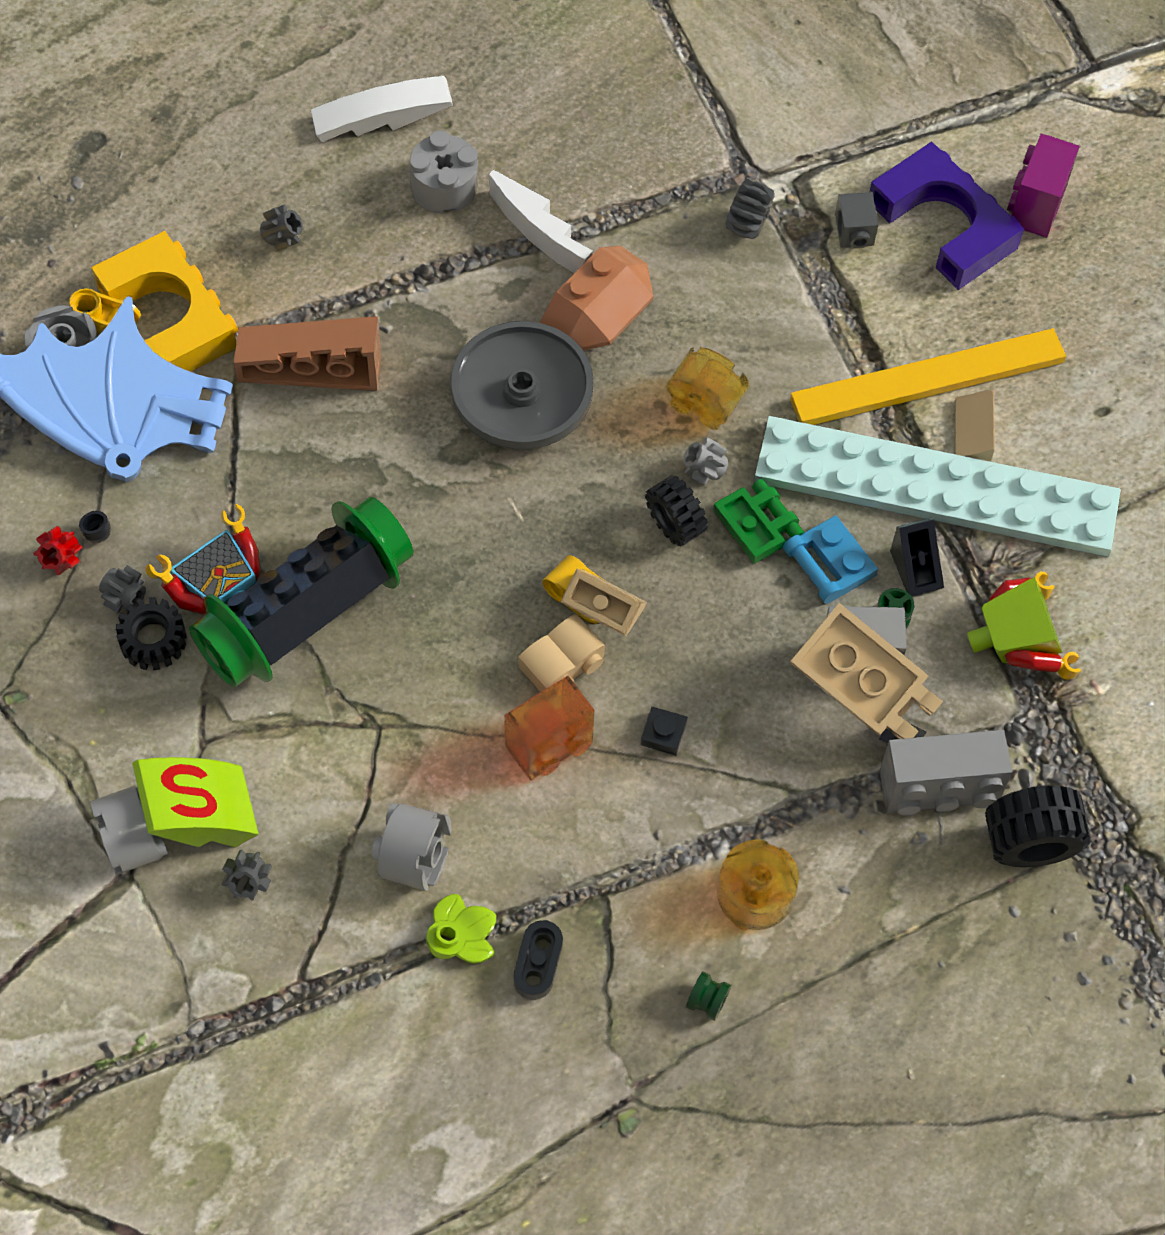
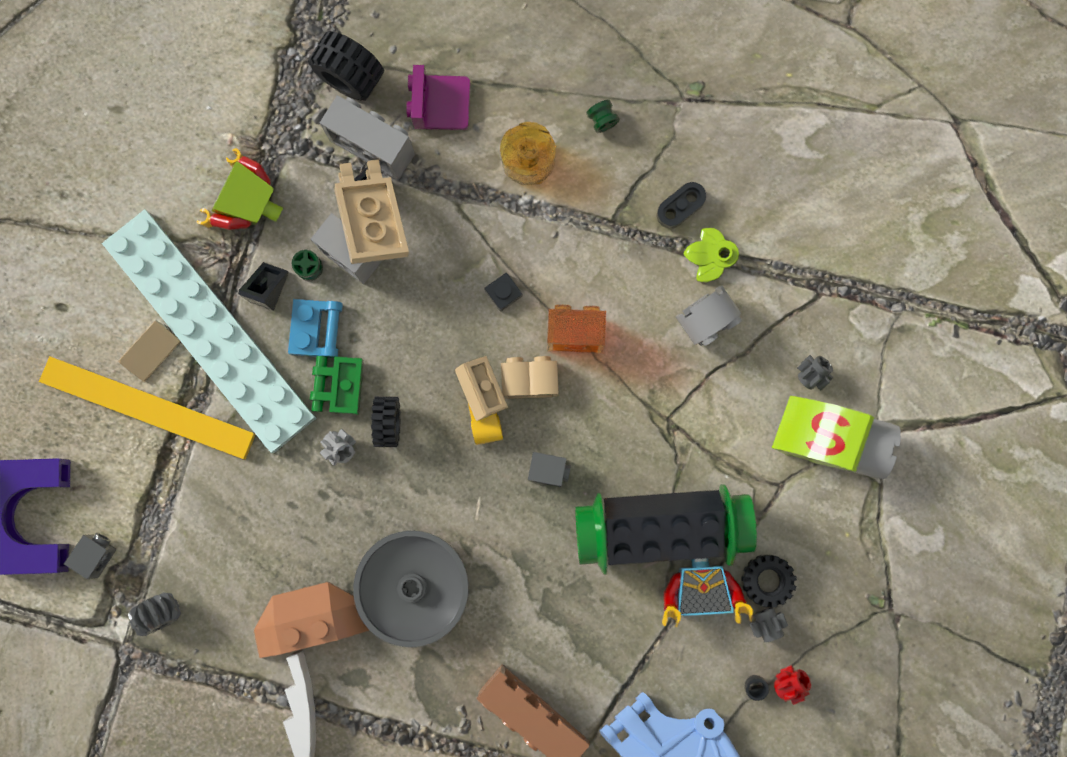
camera: 135 degrees left, 20 degrees up
(470, 583) = (548, 469): none -> dark grey brick
(706, 387) = (295, 496): clear yellow brick -> none
(910, 878) = (438, 100): none -> magenta bracket

